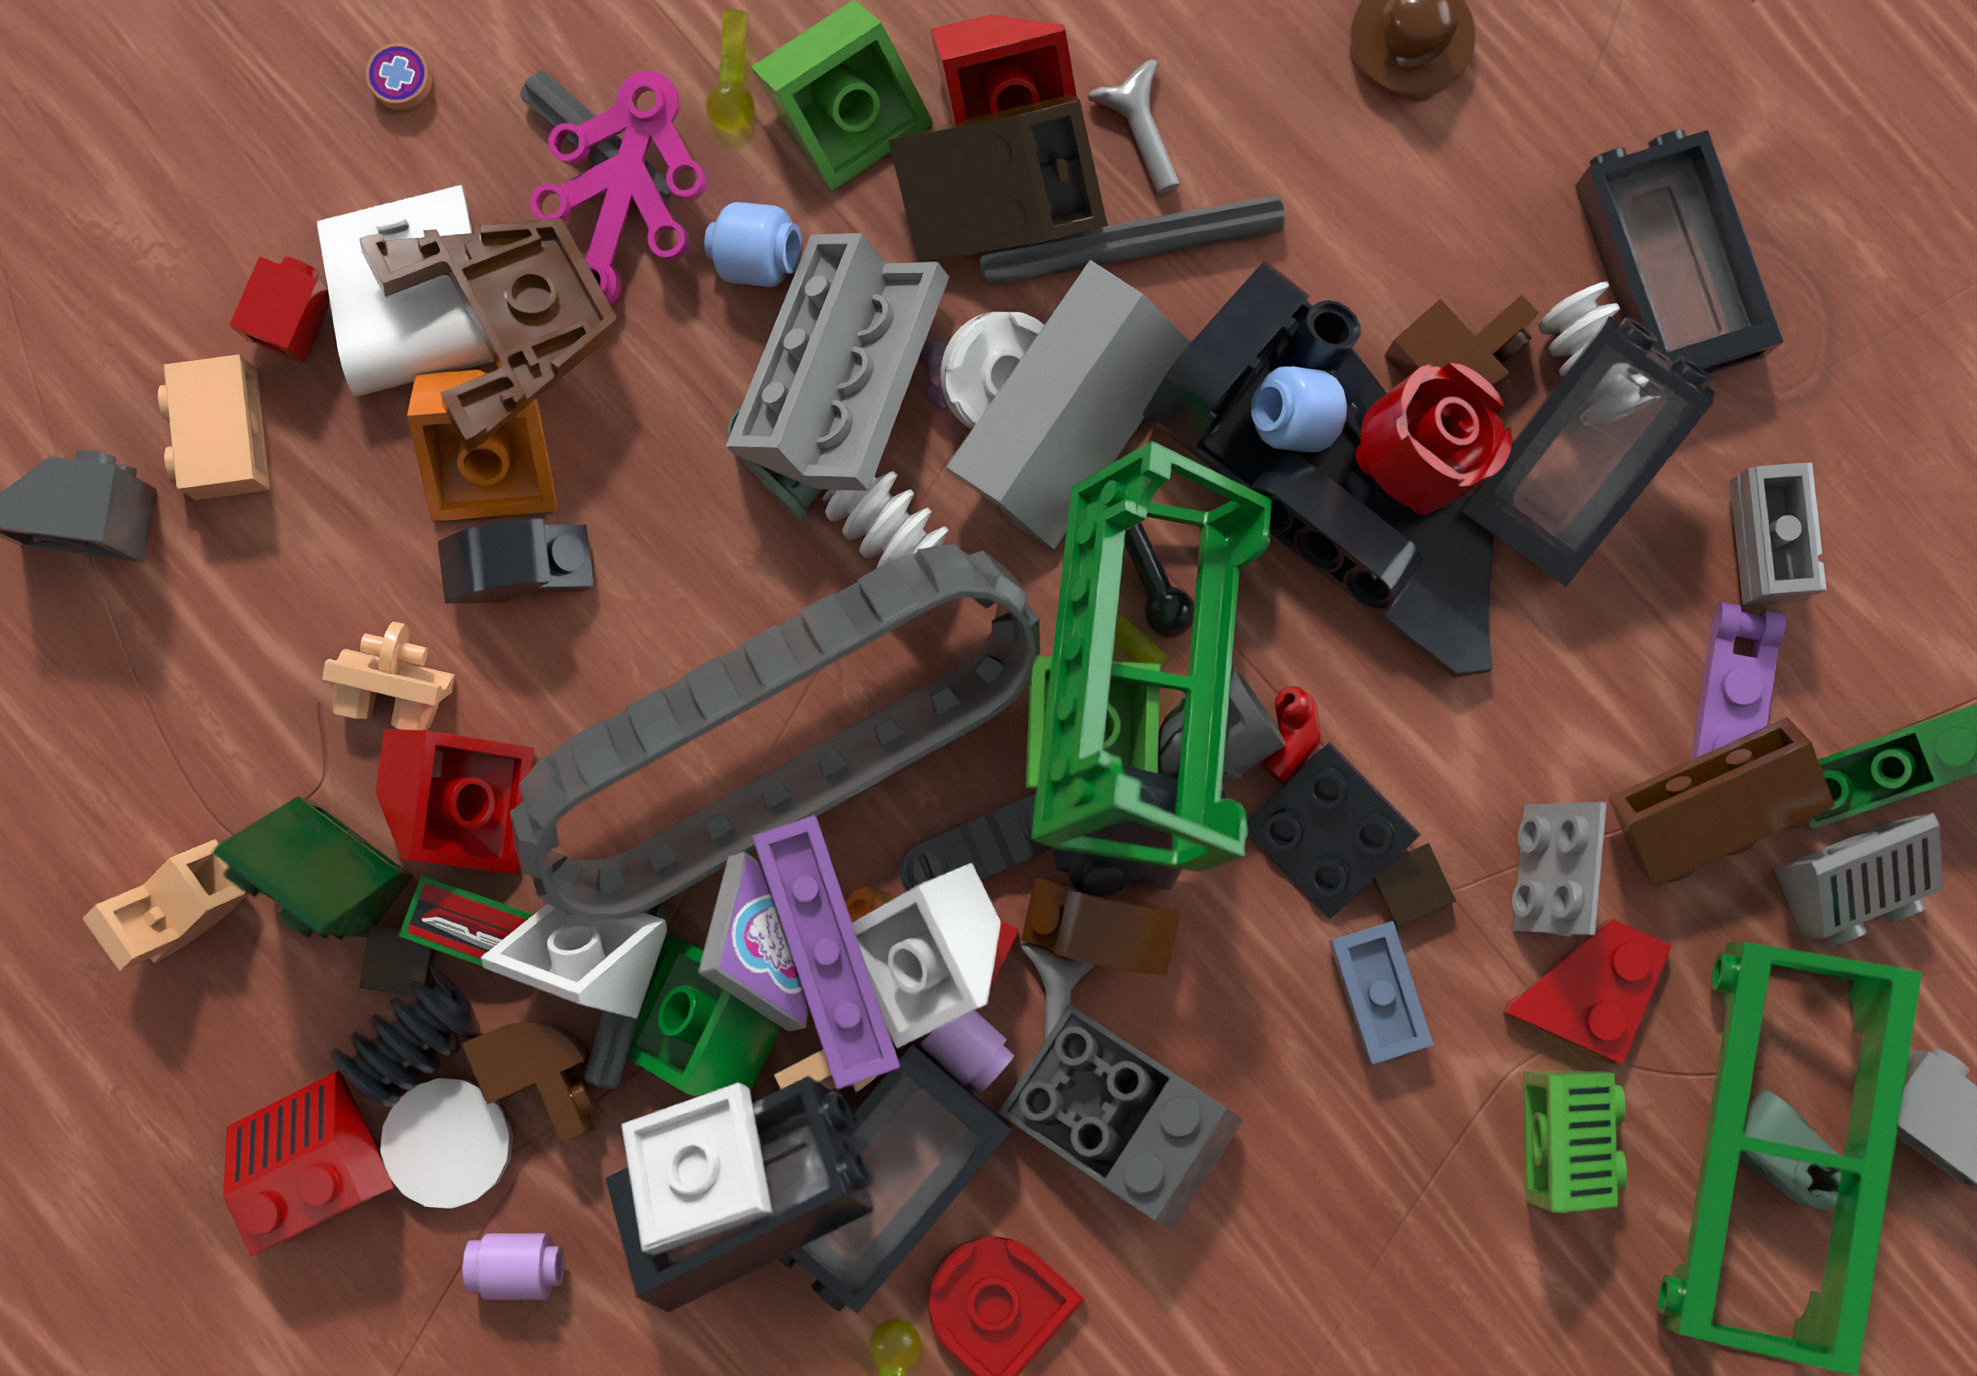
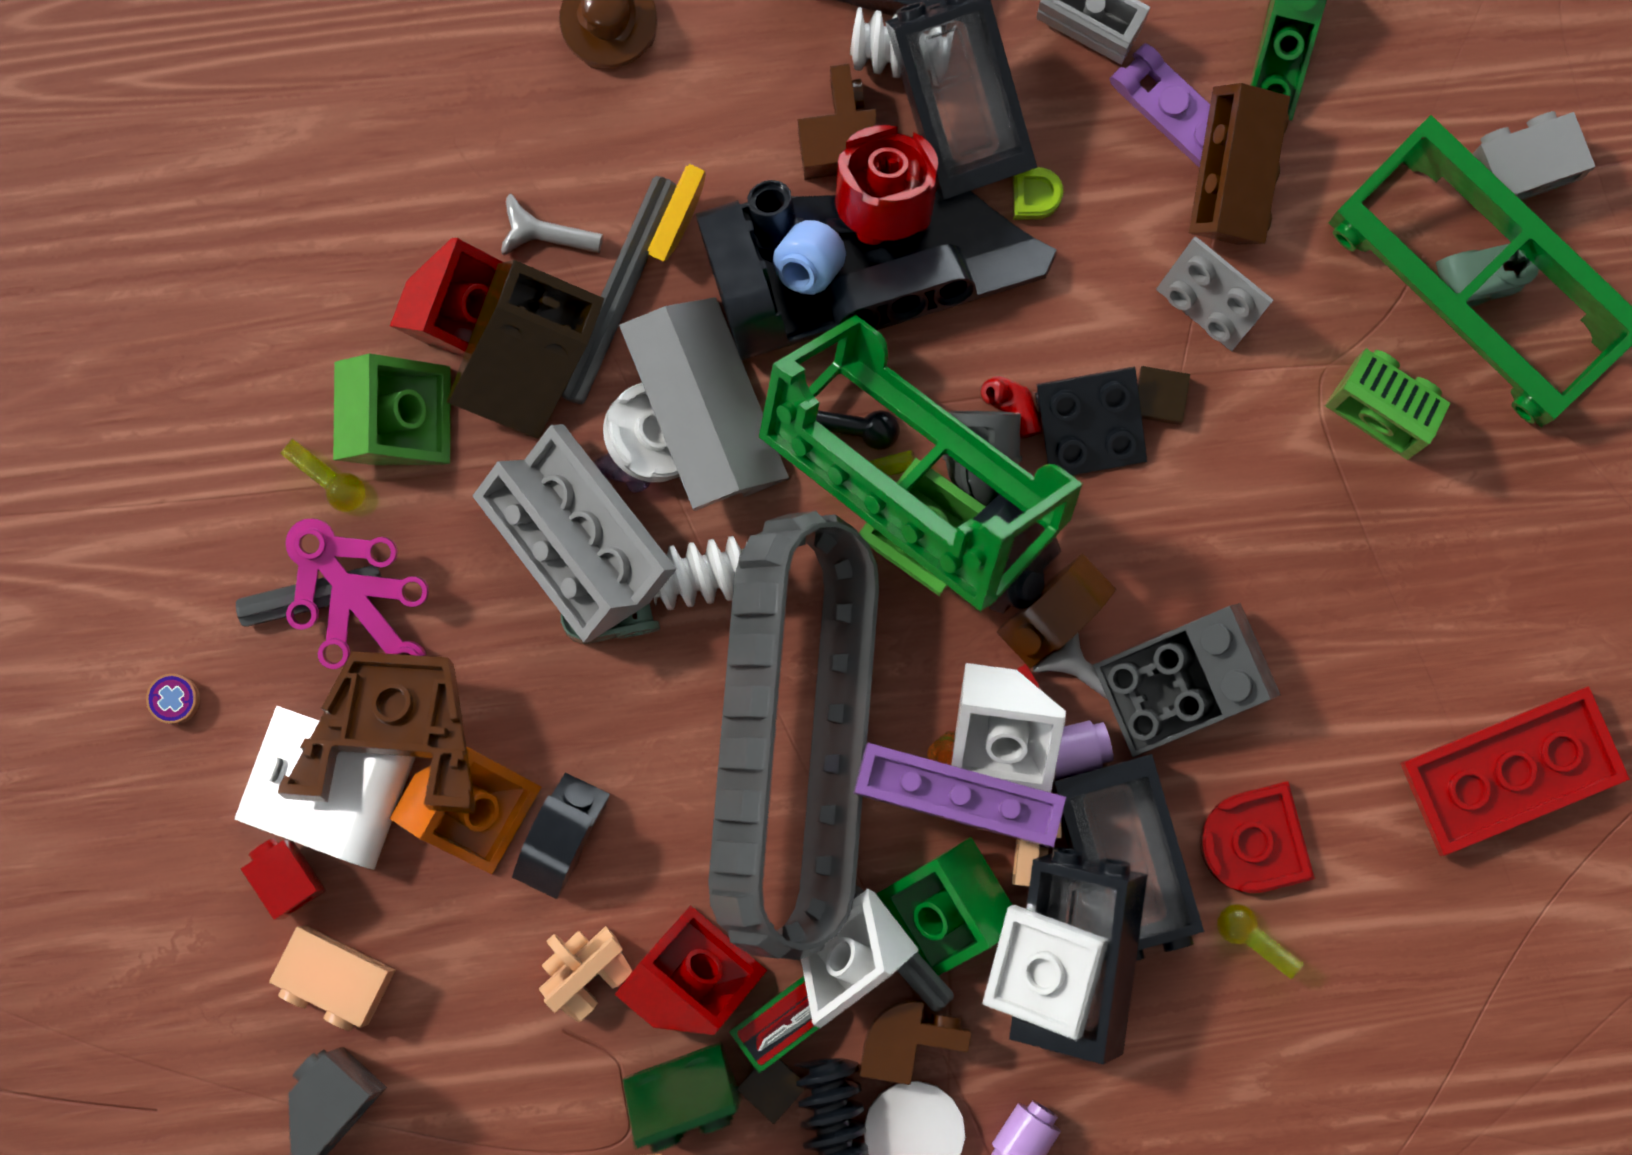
camera: 55 degrees left, 0 degrees up
(750, 949) = (925, 842): tile -> none
(753, 244) = (453, 537): light blue head -> none
(989, 843) = (953, 646): black piece -> none
(1253, 244) = (678, 213): none -> yellow tile
(1381, 992) = (1217, 461): sand blue plate -> none
(1538, 608) = (1036, 194): none -> lime tile
(1596, 990) = (1305, 324): red wing -> none
(1864, 878) = (1345, 109): light grey slope -> none

